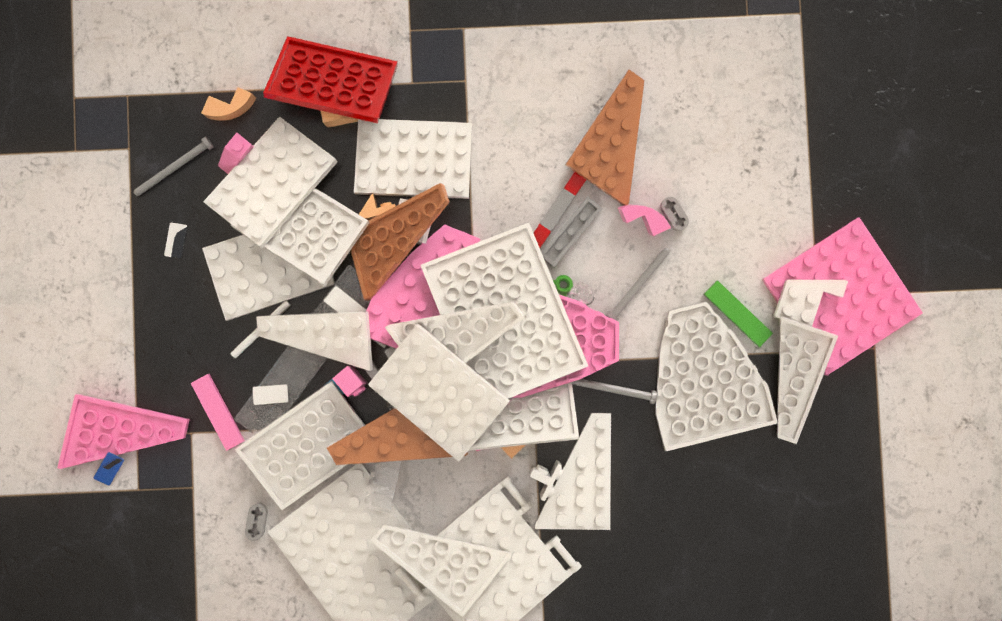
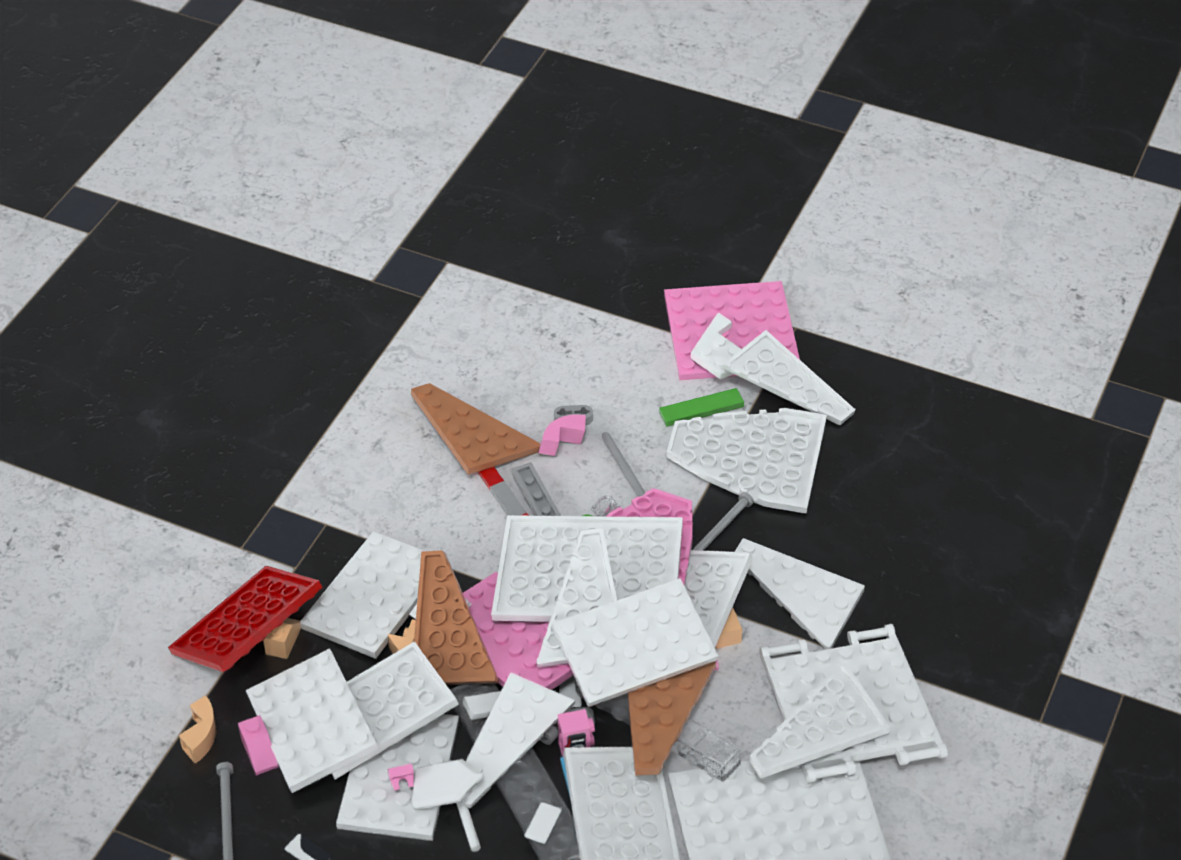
camera: 65 degrees left, 40 degrees down
(254, 274) = (401, 772): none -> bright pink tile
(260, 309) = (443, 783): none -> white tile
(542, 474) = (780, 608): white bracket -> none

